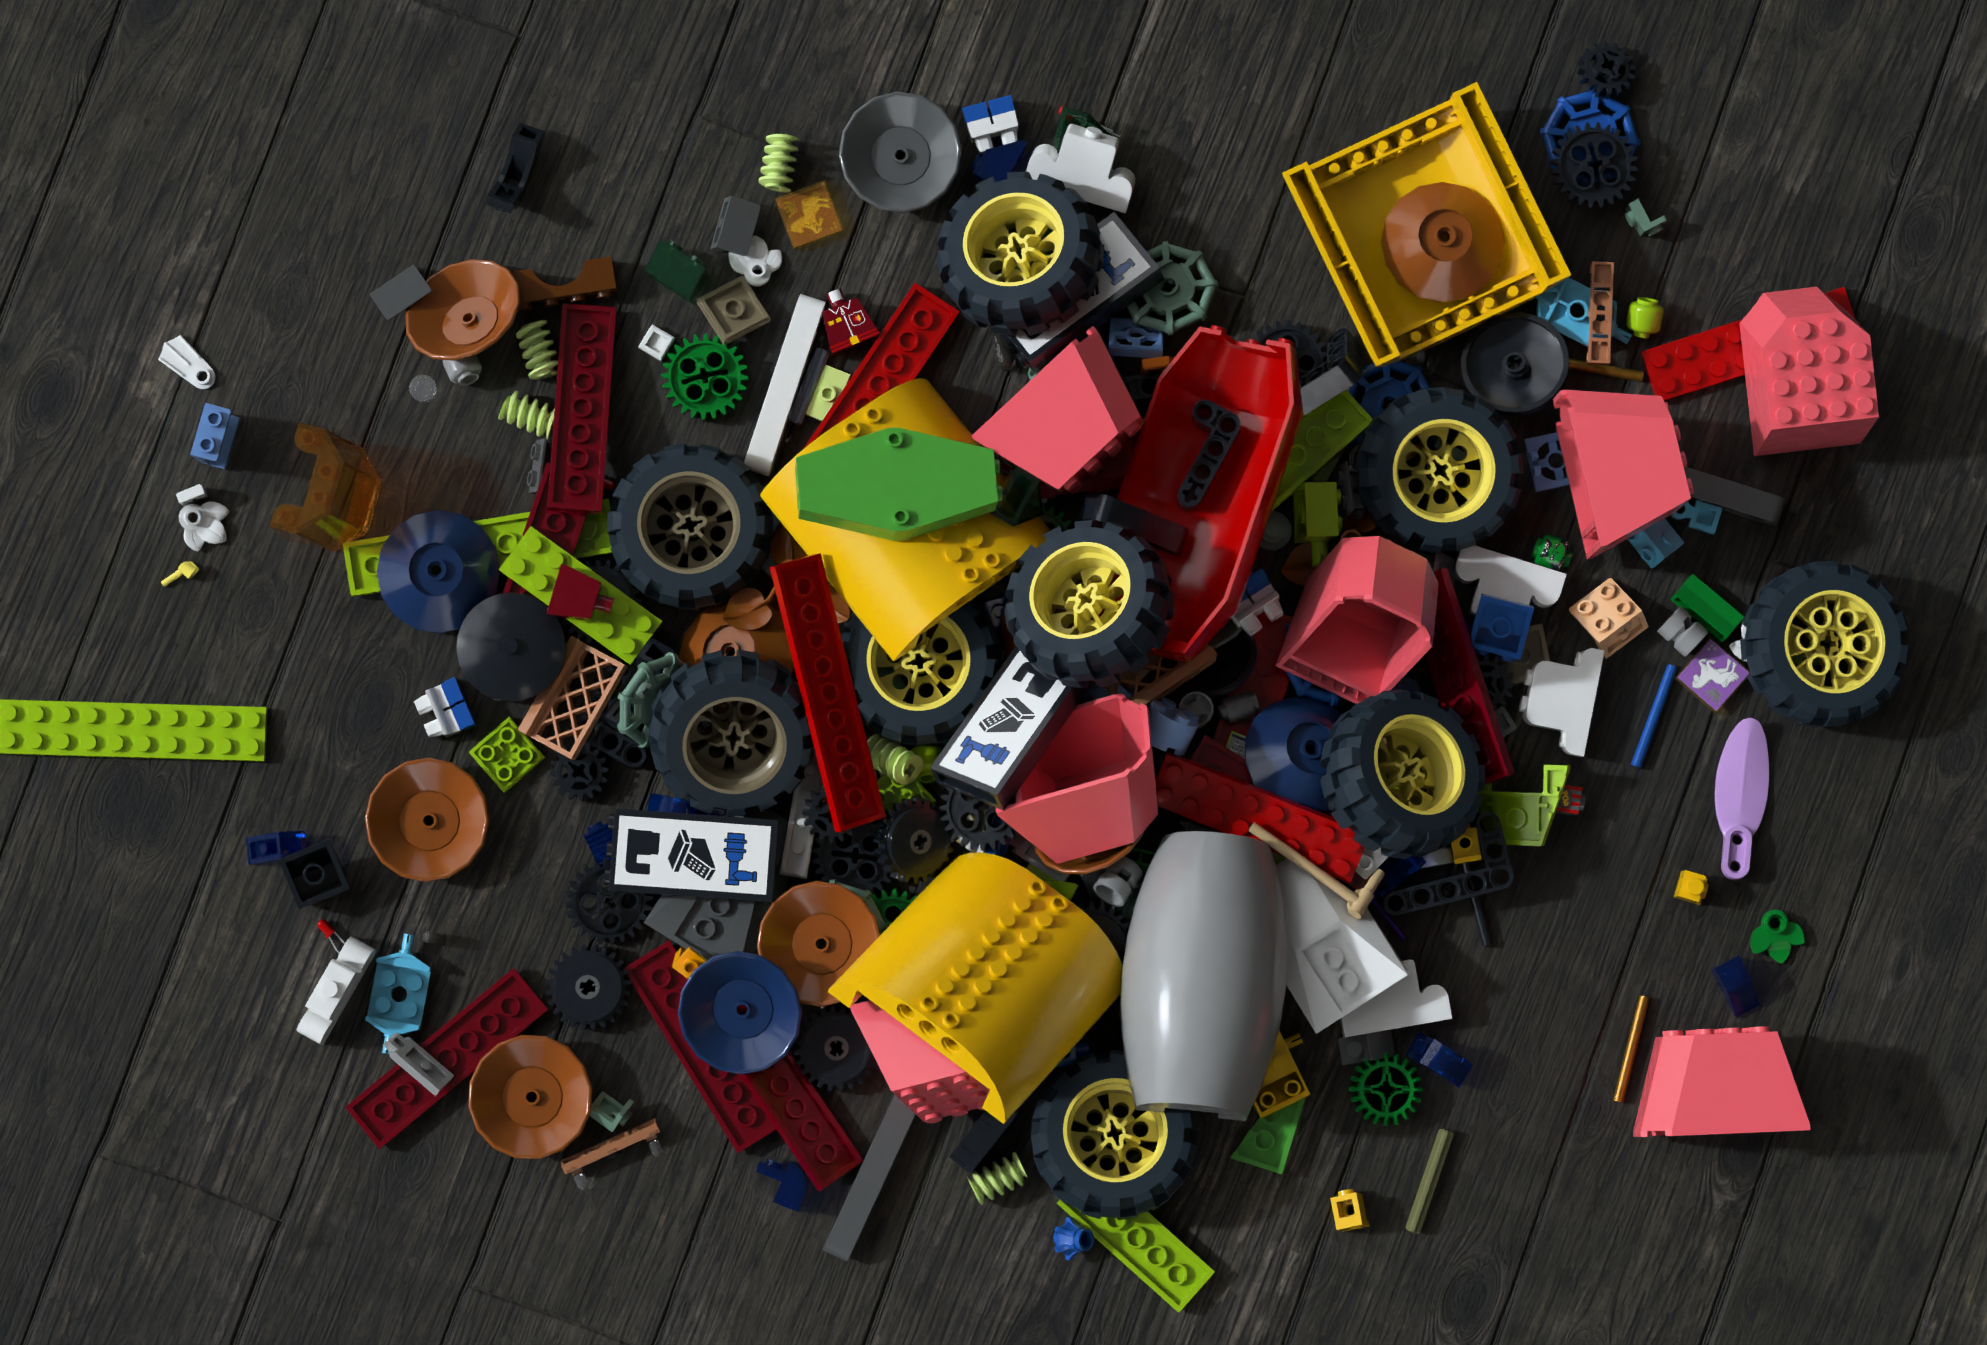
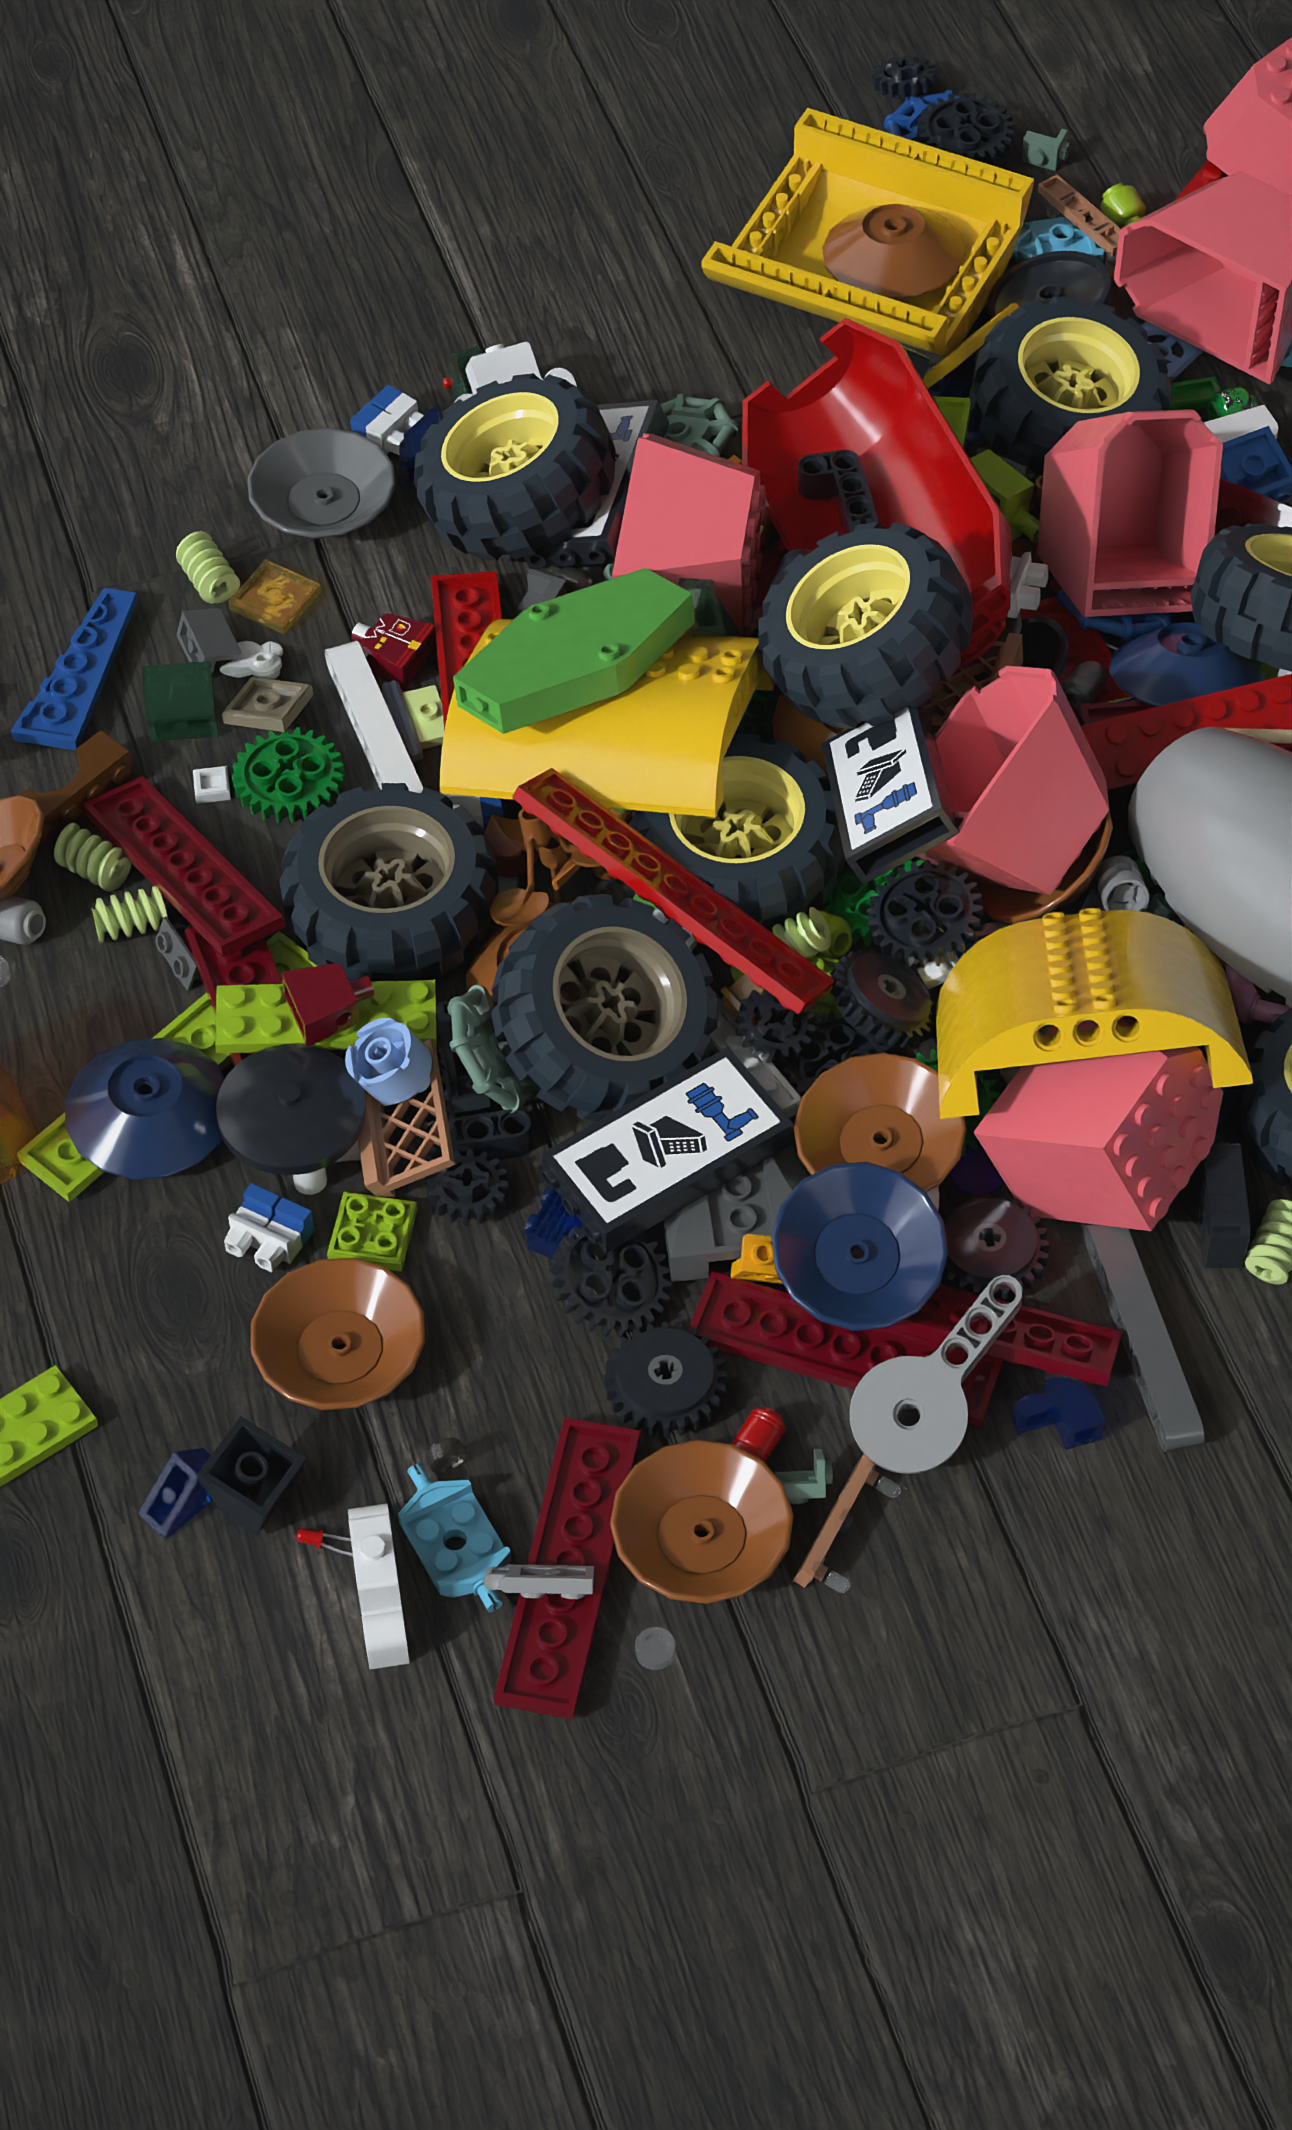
camera: 35 degrees left, 30 degrees down
(455, 1142) = (655, 1648): none -> clear tile
(585, 666) = (389, 1061): none -> light blue brick
(607, 1064) = (760, 1433): none -> red head
(620, 199) = (71, 692): none -> blue wing
(715, 1121) = (931, 1388): none -> light grey beam
(972, 356) = (541, 589): none -> dark grey panel
(1411, 375) = (965, 349): none -> yellow tile
(1538, 514) = (1193, 394): none -> green tile

